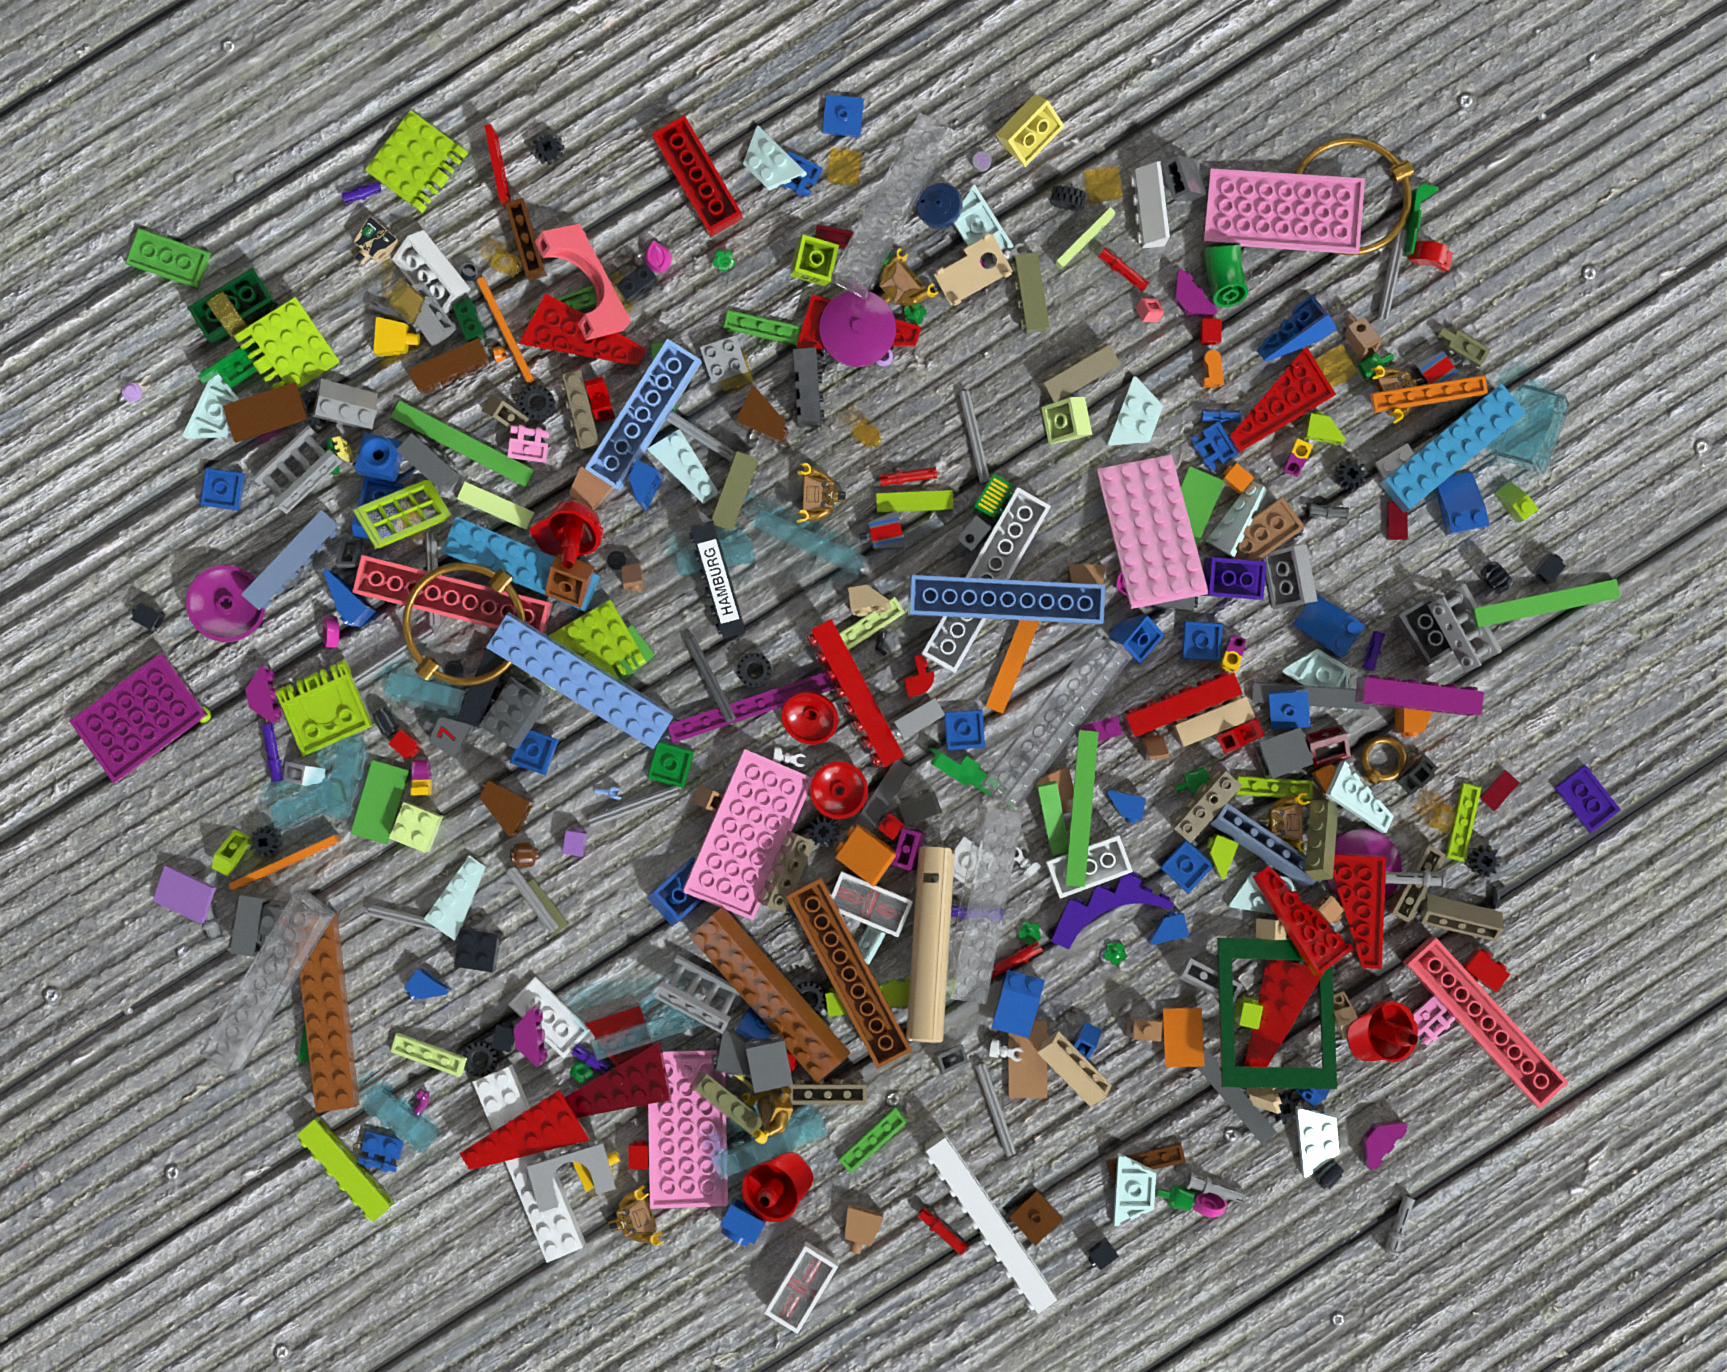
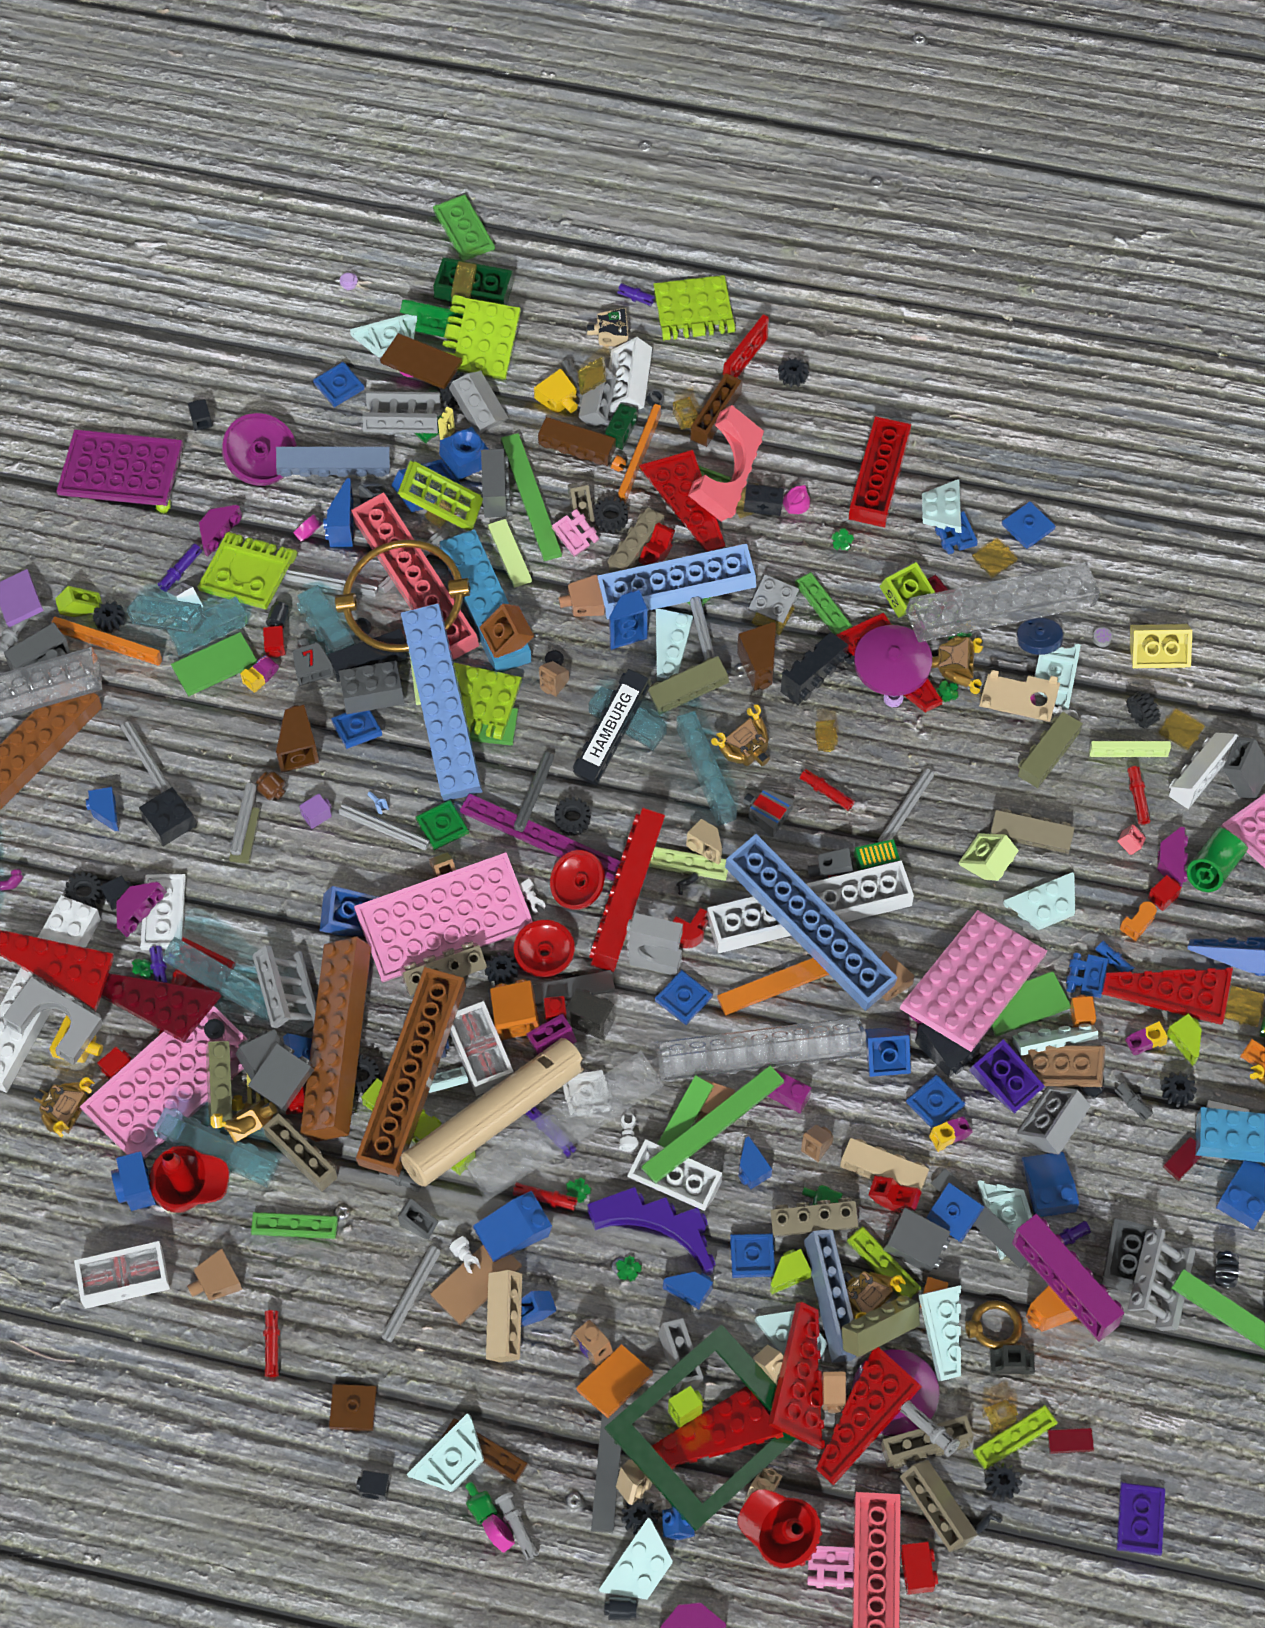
camera: 45 degrees right, 25 degrees down
(416, 827) = (219, 699): yellowish green brick -> none
(428, 1054) = (52, 853): yellowish green tile -> none
(453, 904) = (193, 770): light aqua wing -> none
(568, 530) = (543, 602): red piece -> none
(681, 1069) = (214, 1029): none -> black plate
(914, 501) = (815, 812): lime tile -> none
(965, 772) = (652, 1026): green piece -> none
(992, 1225) = (314, 1368): white brick -> none
(1178, 706) = (877, 1128): red brick -> none
(1328, 737) = (964, 1263): dark red tile -> none

